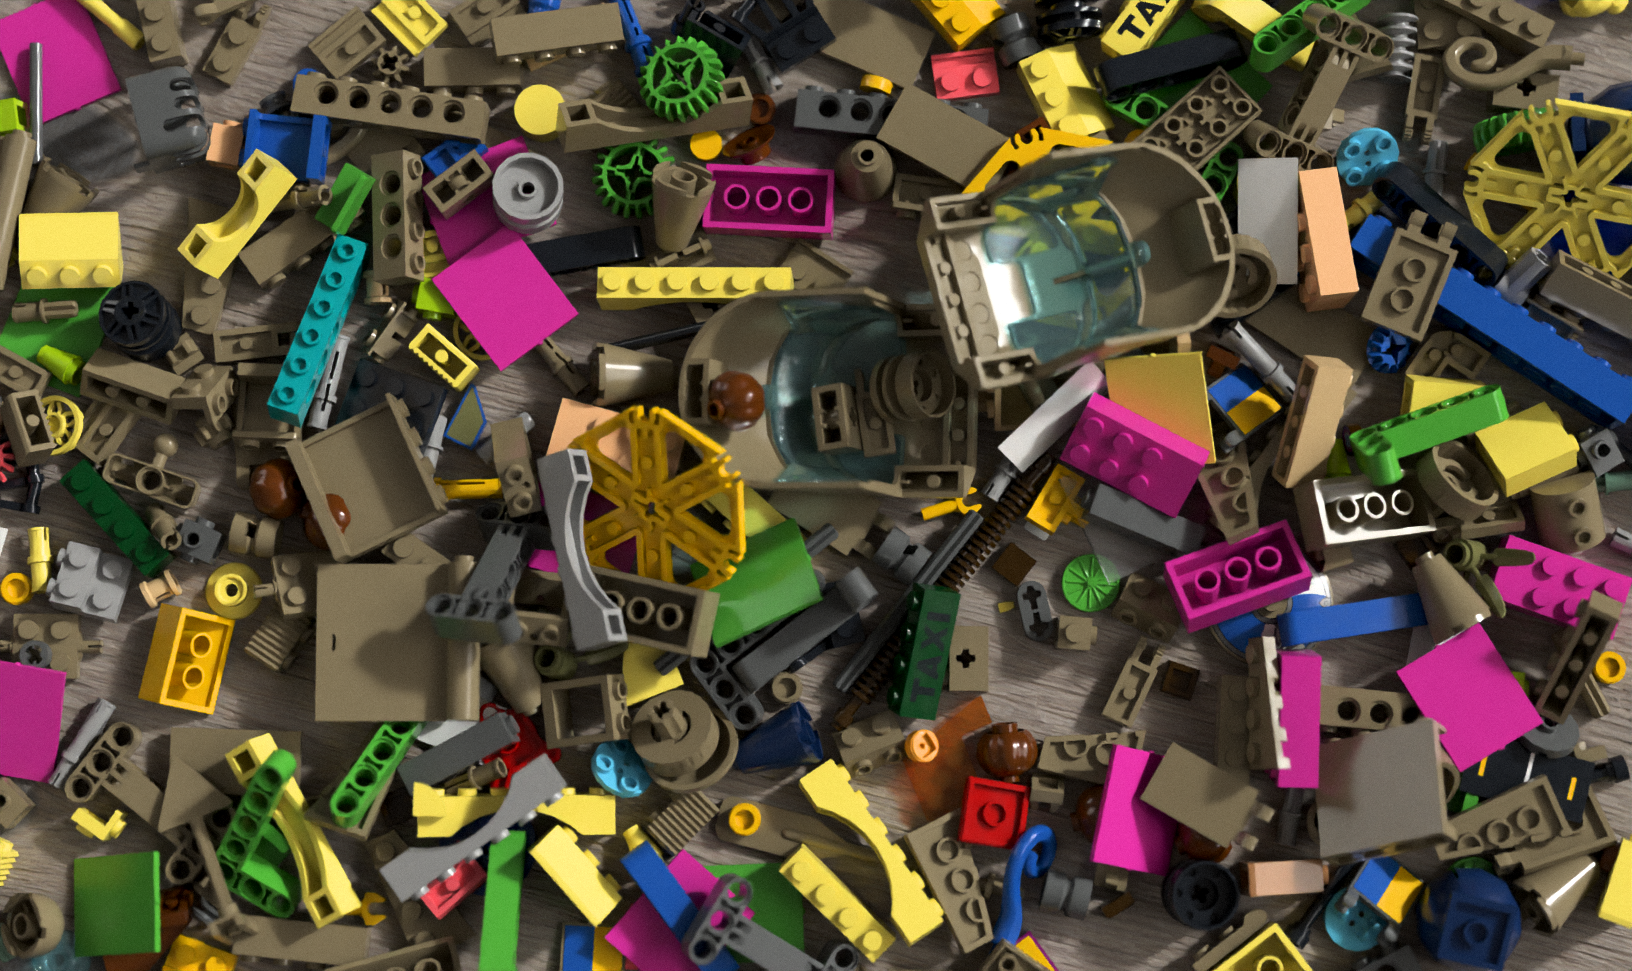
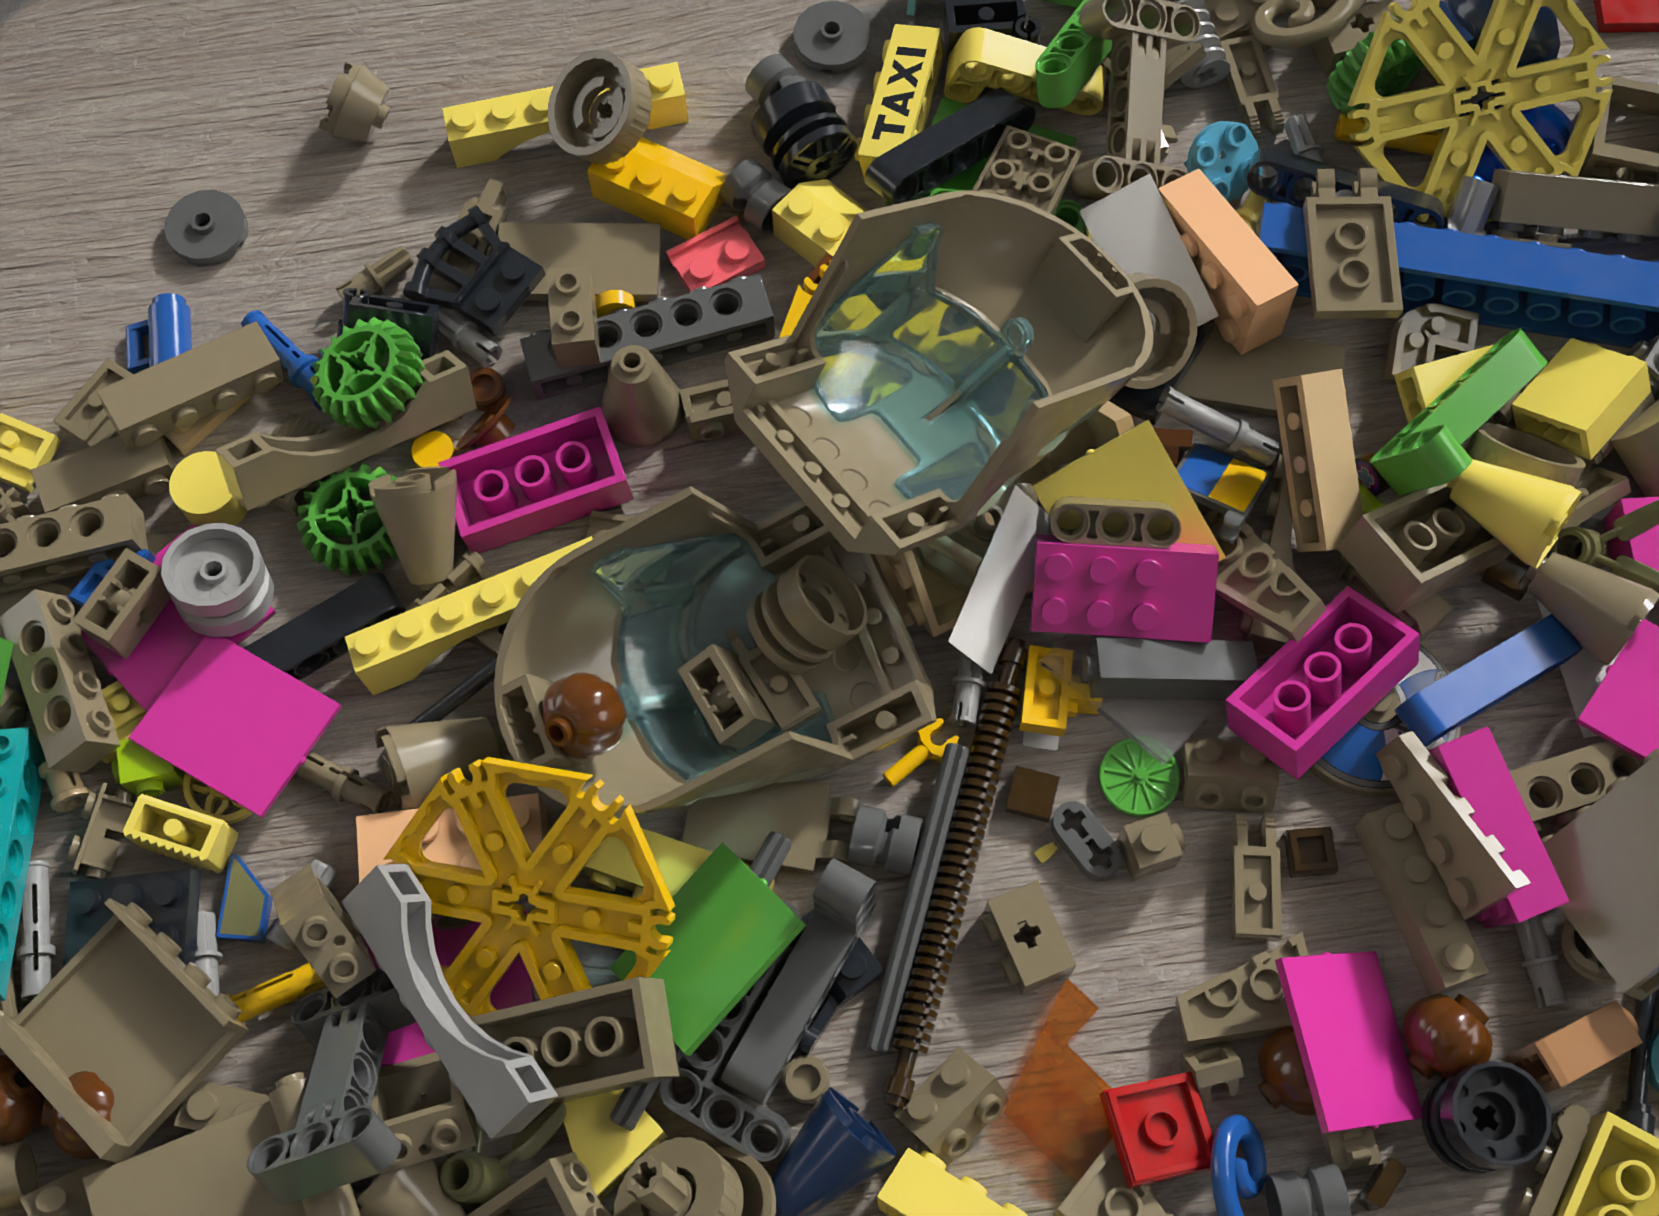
camera: 20 degrees left, 15 degrees down
(841, 93) = (573, 316): none -> dark tan brick
(921, 746) = (1021, 1078): light orange tile -> none
(923, 651) = (968, 949): dark green brick -> none
(941, 137) = (708, 320): dark tan tile -> none
(1006, 751) = (1136, 1038): reddish brown plant -> none
(1154, 425) = (1132, 535): none -> dark tan beam
(1205, 798) = (1432, 981): dark tan tile -> none
(1379, 342) = (1345, 348): blue gear -> none
(1423, 516) = (1515, 507): none -> light yellow cone

